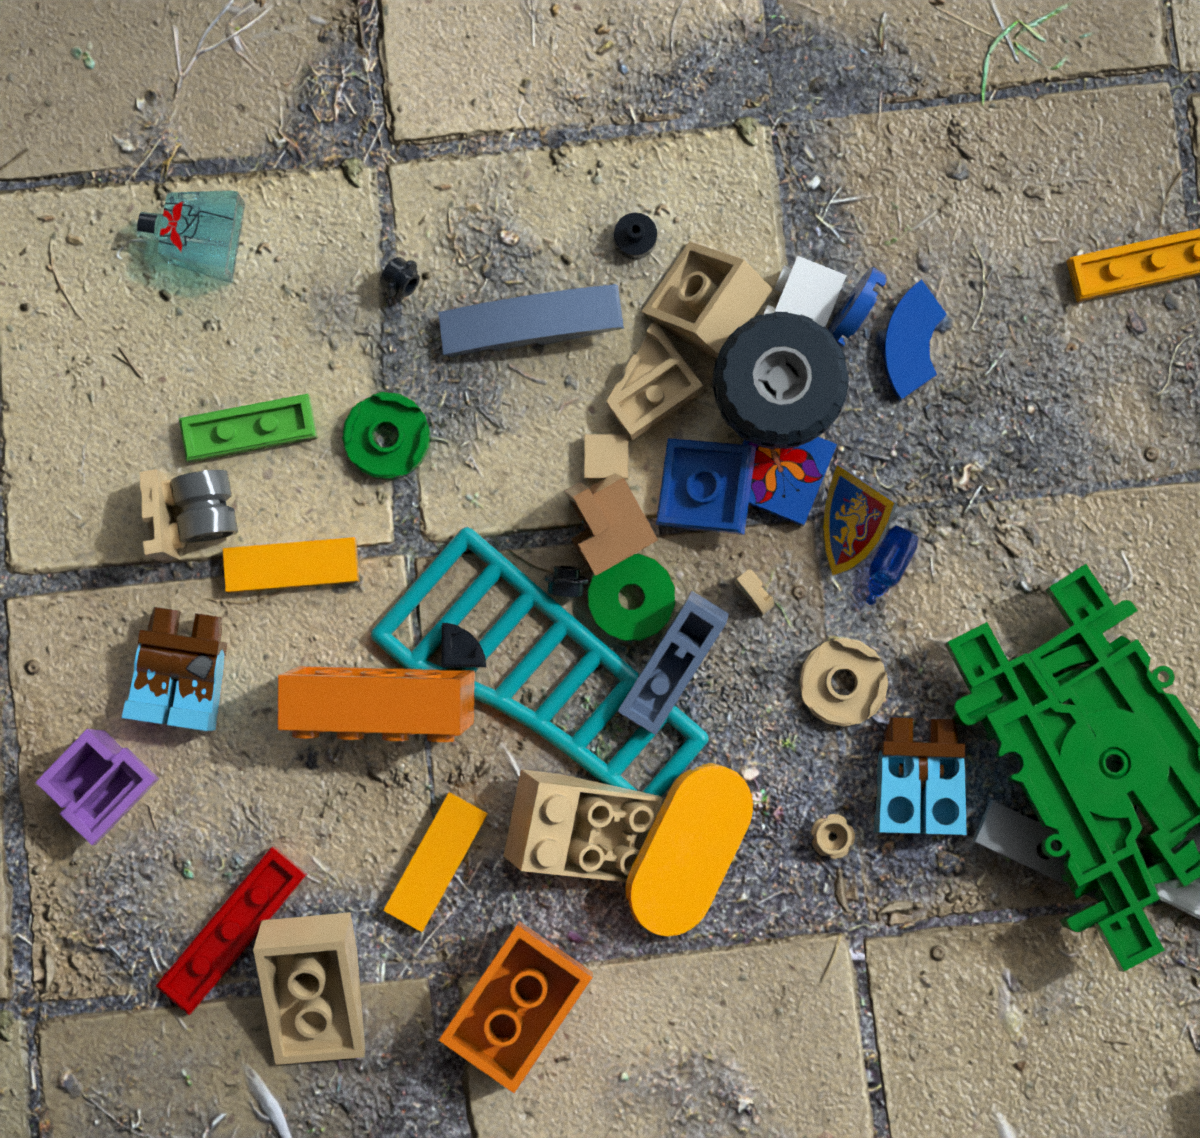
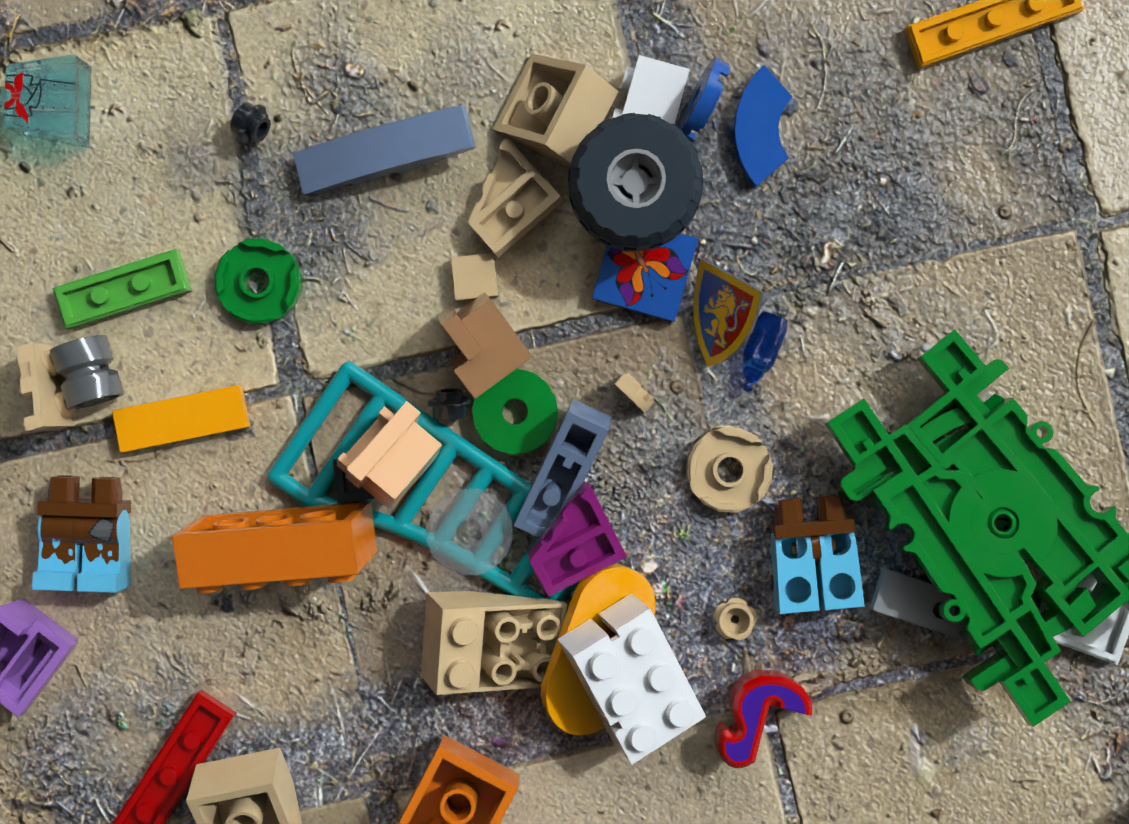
camera: 10 degrees left, 5 degrees up
(435, 862) = (357, 687): light orange tile -> none
(503, 623) = (390, 455): none -> light nougat plate
(565, 686) = (444, 537): none -> clear tile
(639, 244) = (478, 63): black tile -> none
(679, 736) = (575, 543): none -> magenta wing
(706, 486) = (575, 294): blue tile -> none
(721, 879) = (632, 678): none -> white piece
(836, 931) = (749, 707): none -> red animal

